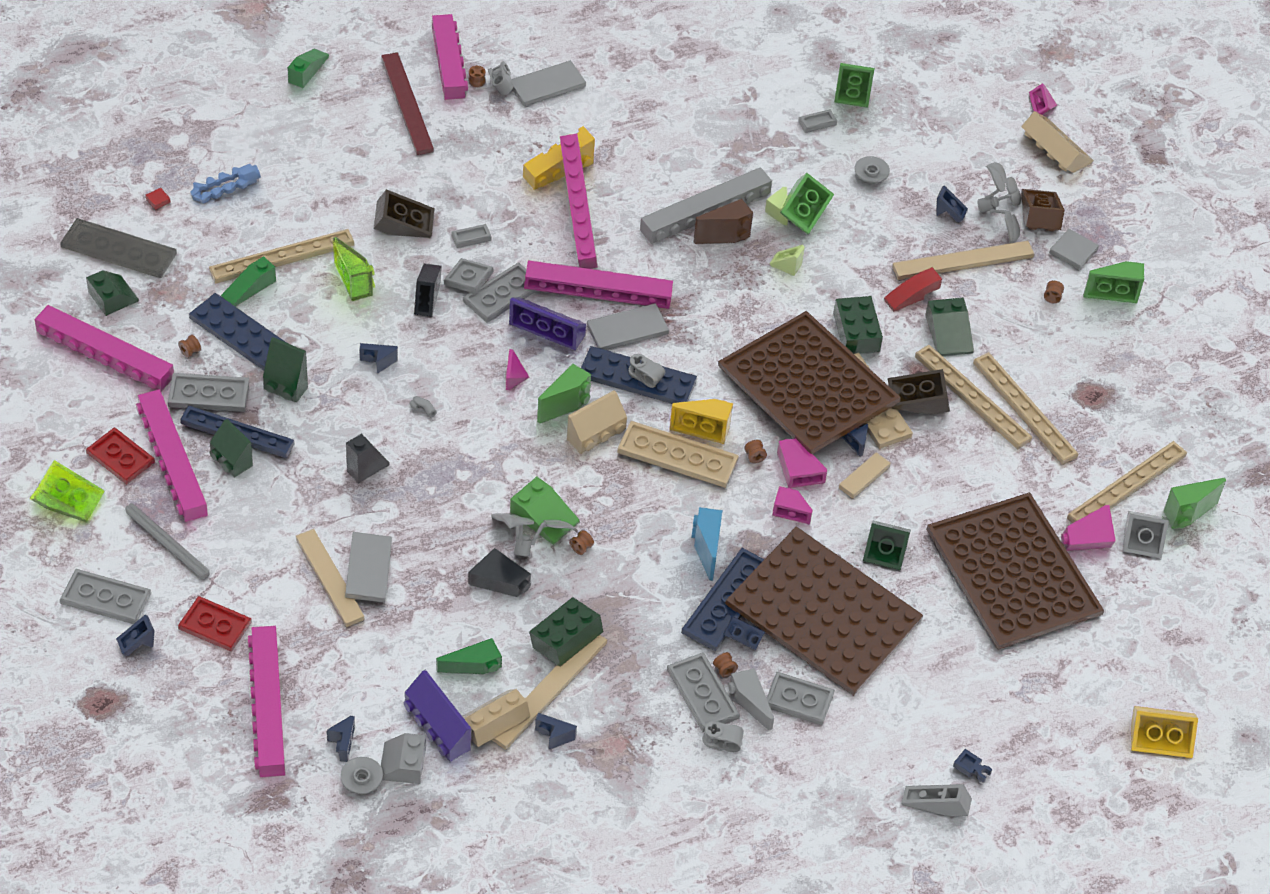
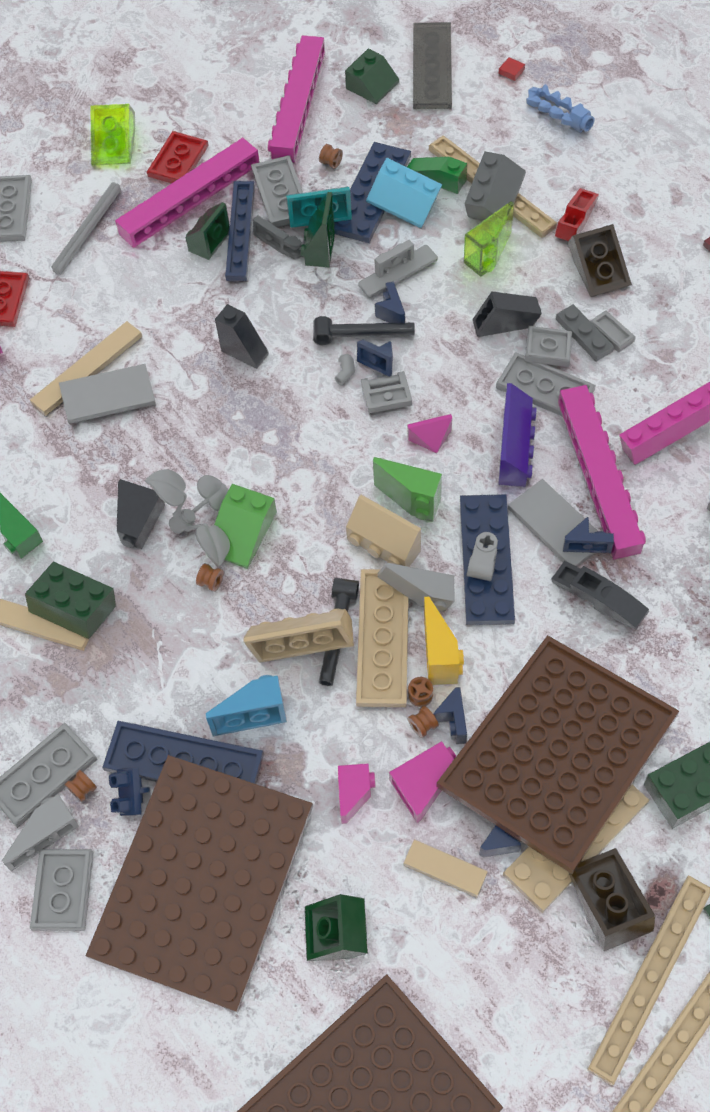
camera: 80 degrees right, 10 degrees up
(252, 364) = (303, 205): none -> teal slope
(262, 408) = (276, 238): none -> dark grey hinge
(267, 308) = (404, 192): none -> medium azure slope
(296, 252) = (493, 186): none -> dark grey slope
(340, 342) = (396, 266): none -> light grey bracket
(348, 214) = (576, 214): none -> red slope
(381, 405) = (324, 330): none -> black piece
(430, 377) = (376, 357): none -> dark blue slope
(466, 387) = (389, 396): none -> light grey plate
(469, 250) = (584, 332): none -> dark grey plate
(632, 464) = (343, 591): none -> black piece
(652, 414) = (420, 583): none -> light grey slope
(653, 311) = (582, 541): none -> dark blue slope
(662, 493) = (300, 635): none -> tan slope
(698, 319) = (602, 593): none -> black slope
(732, 444) = (419, 686): none -> dark orange wheel
(758, 430) = (452, 711): none -> dark blue slope

